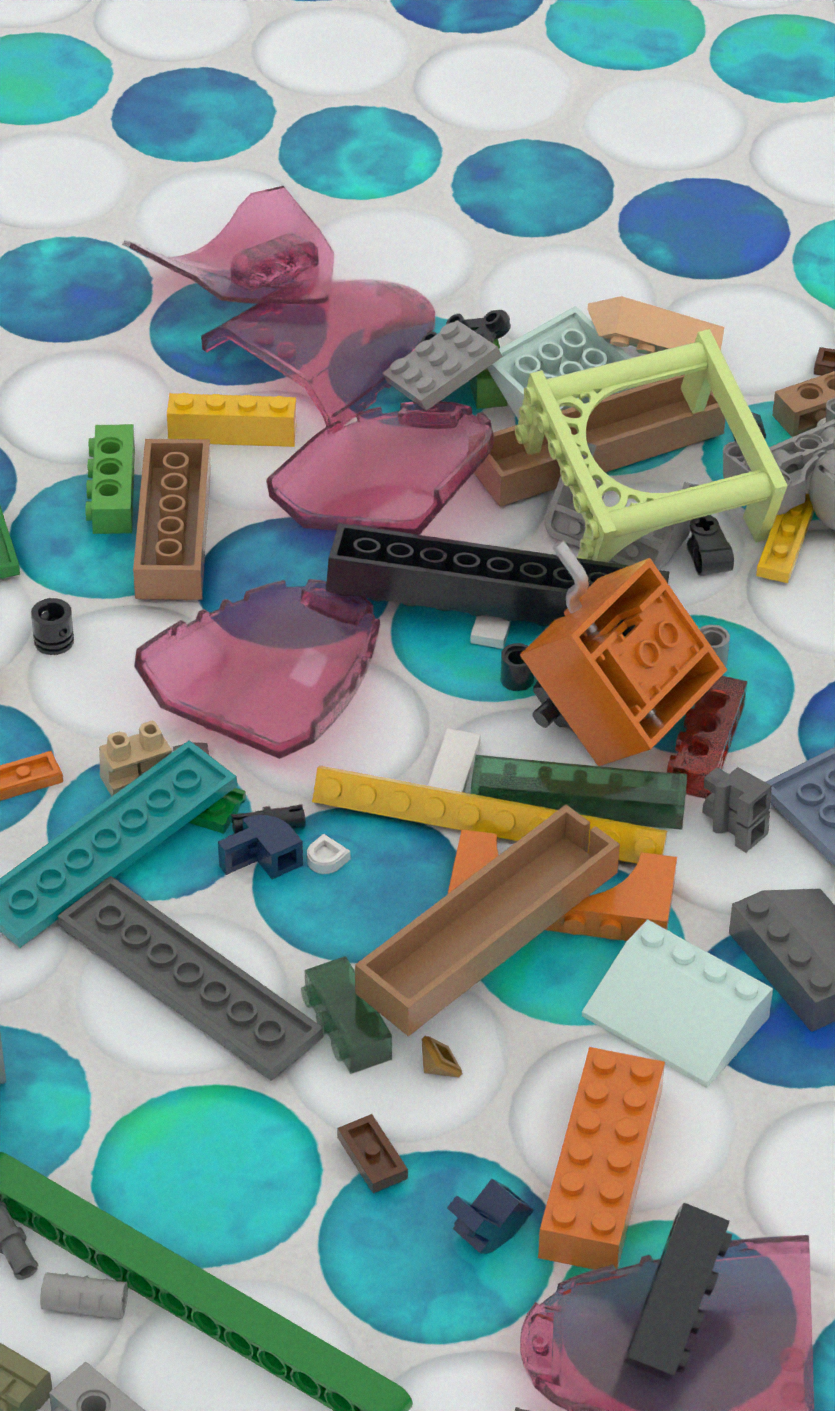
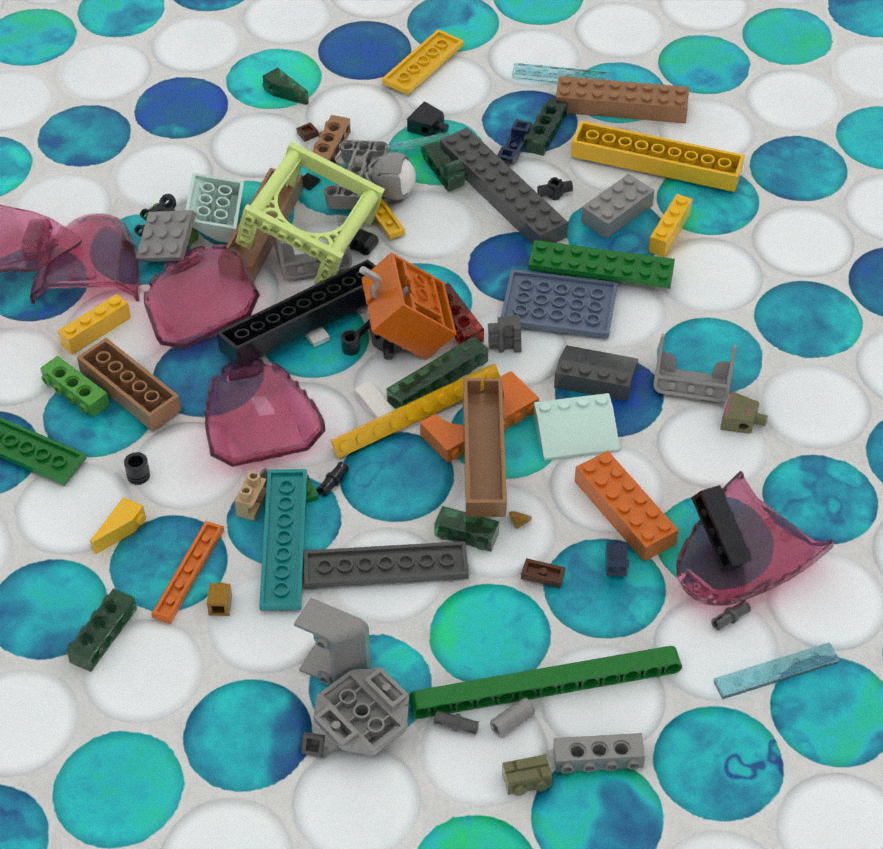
camera: 45 degrees left, 5 degrees up
(262, 840) = (347, 487): dark blue brick -> none
(326, 855) = (372, 475): white tile -> none
(646, 326) = (235, 162): light nougat slope -> none

